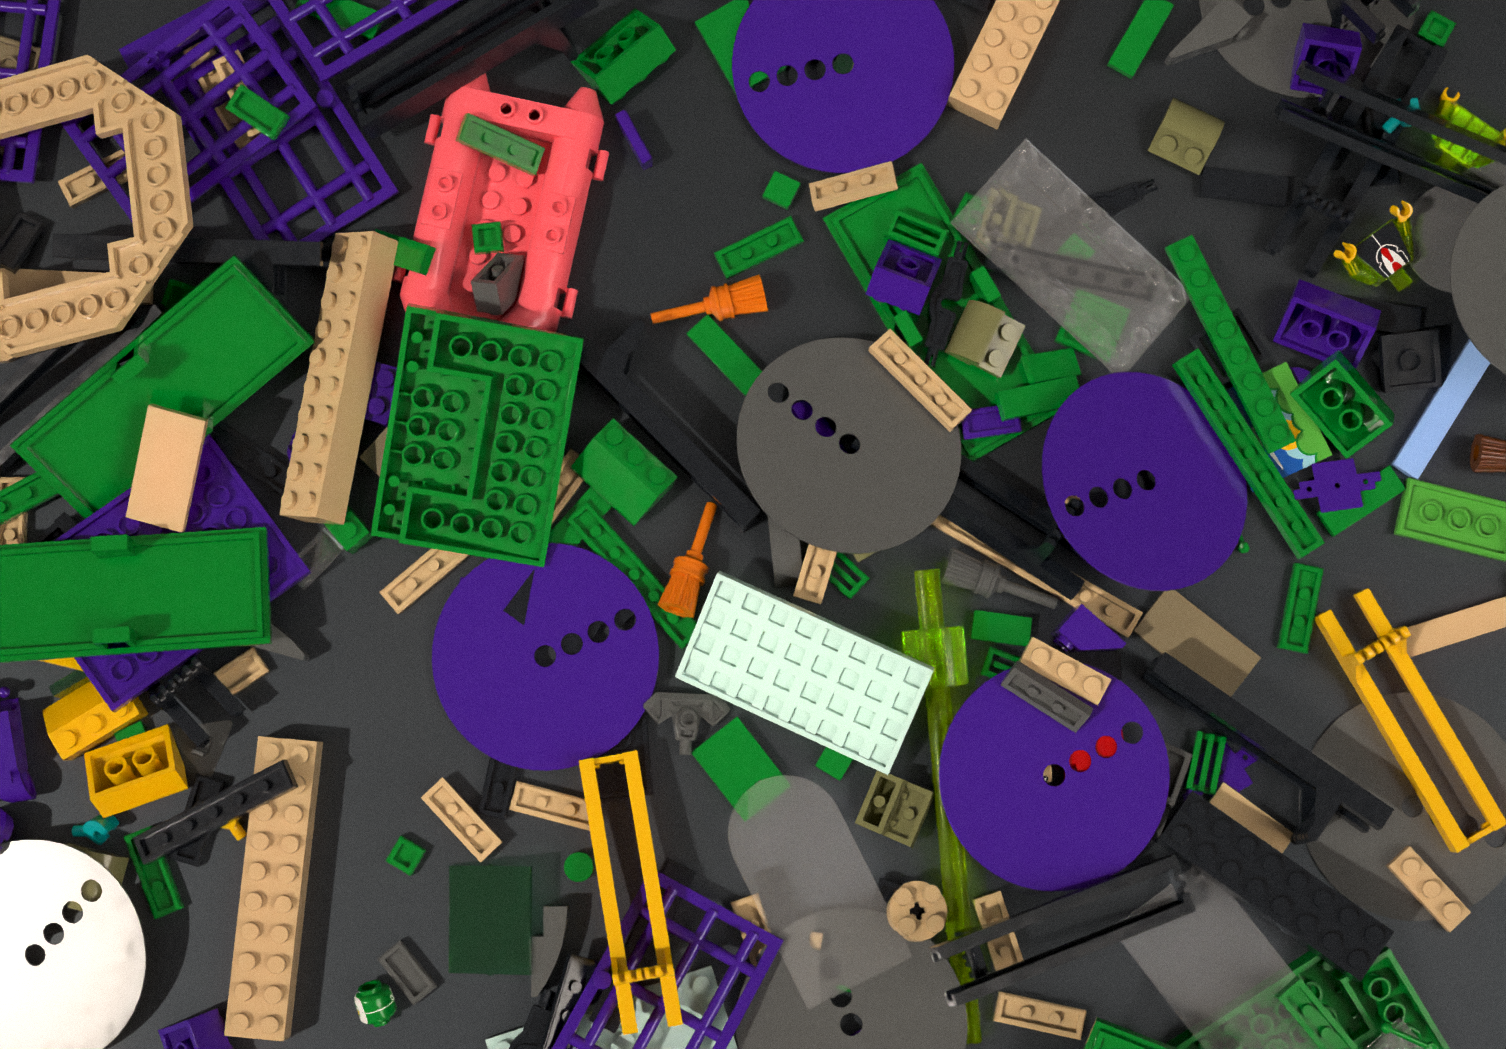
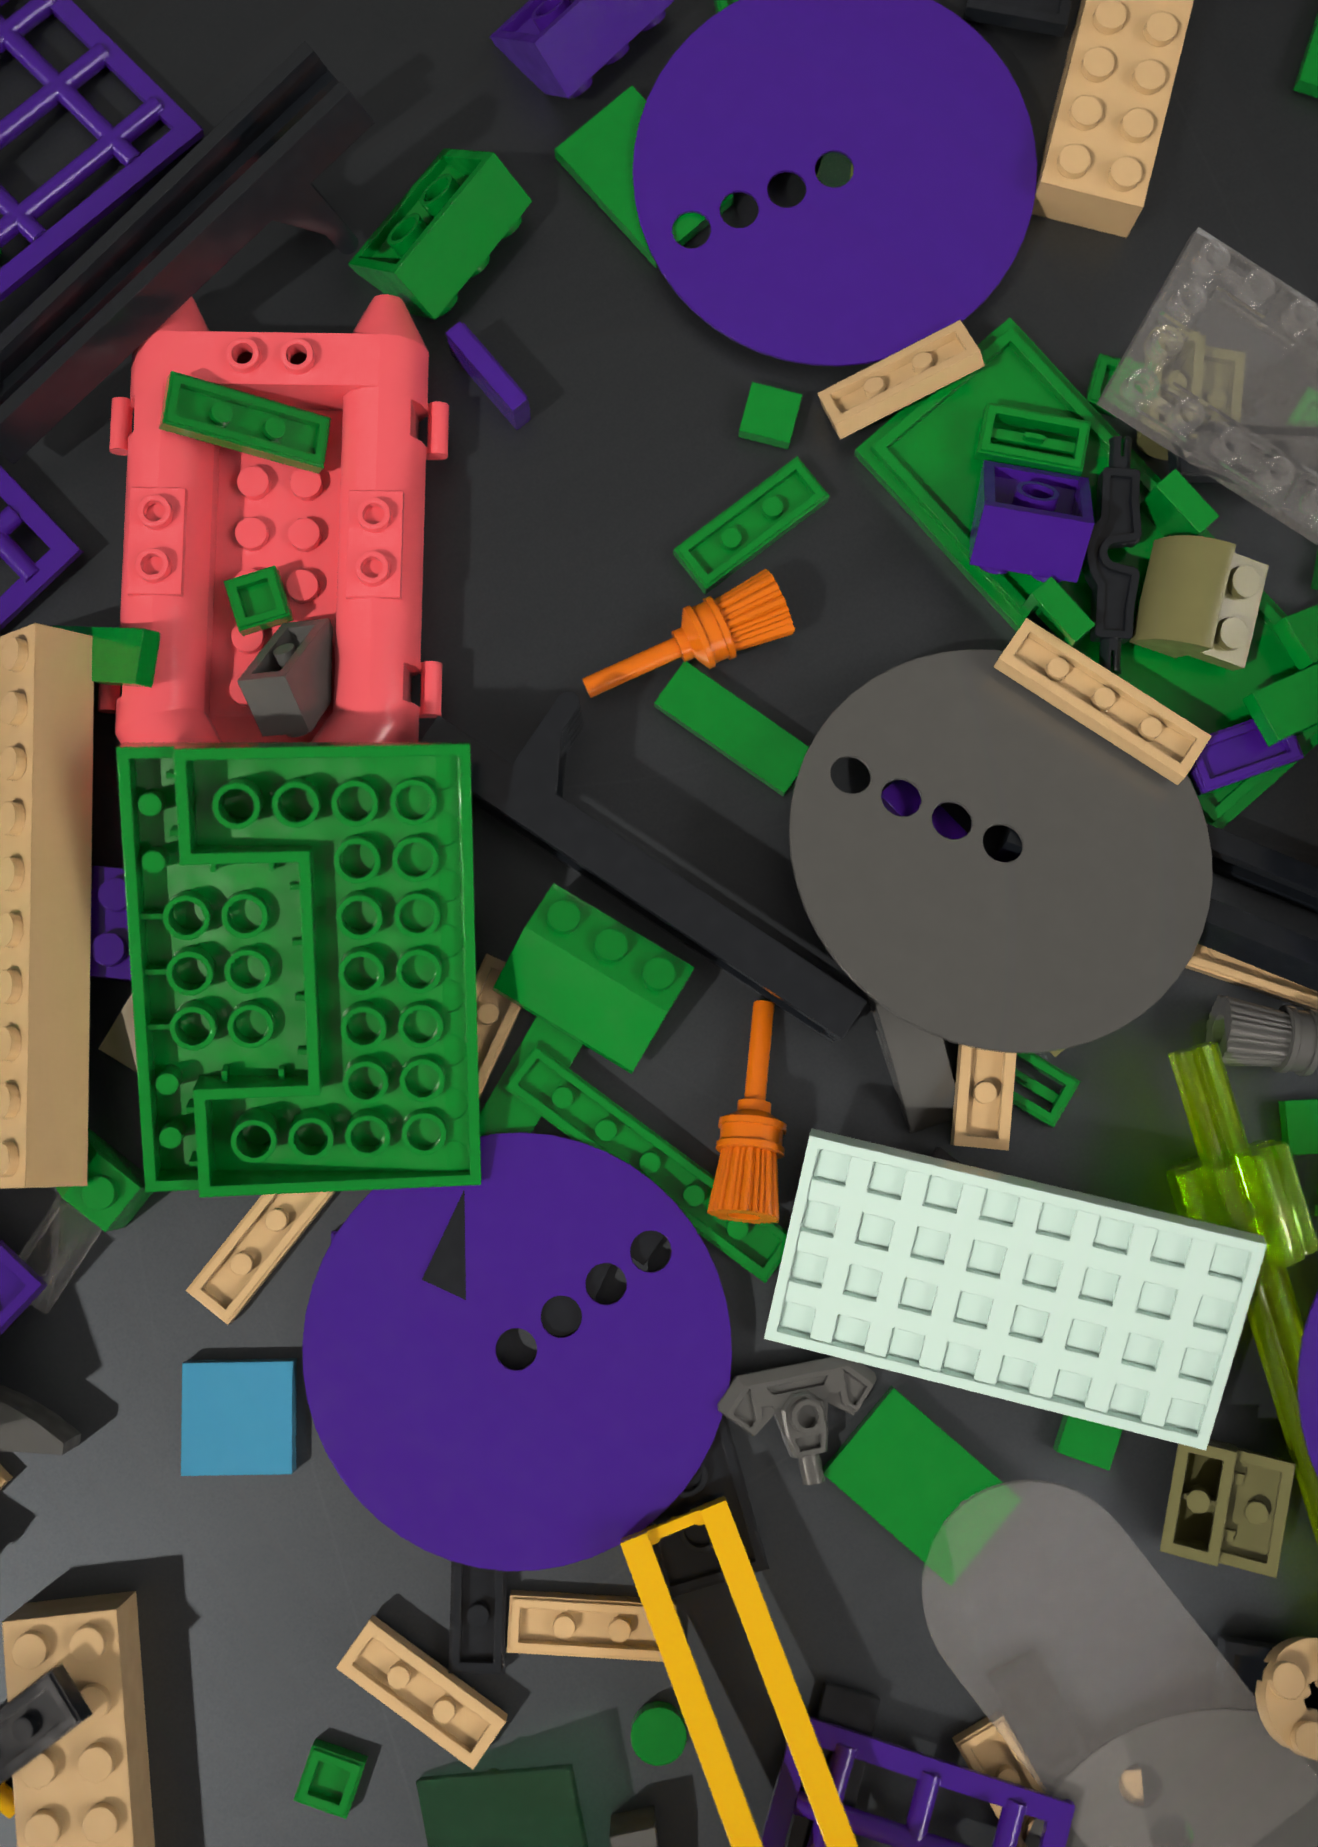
camera: 10 degrees left, 0 degrees up
(394, 662) = (239, 1417): none -> dark azure tile

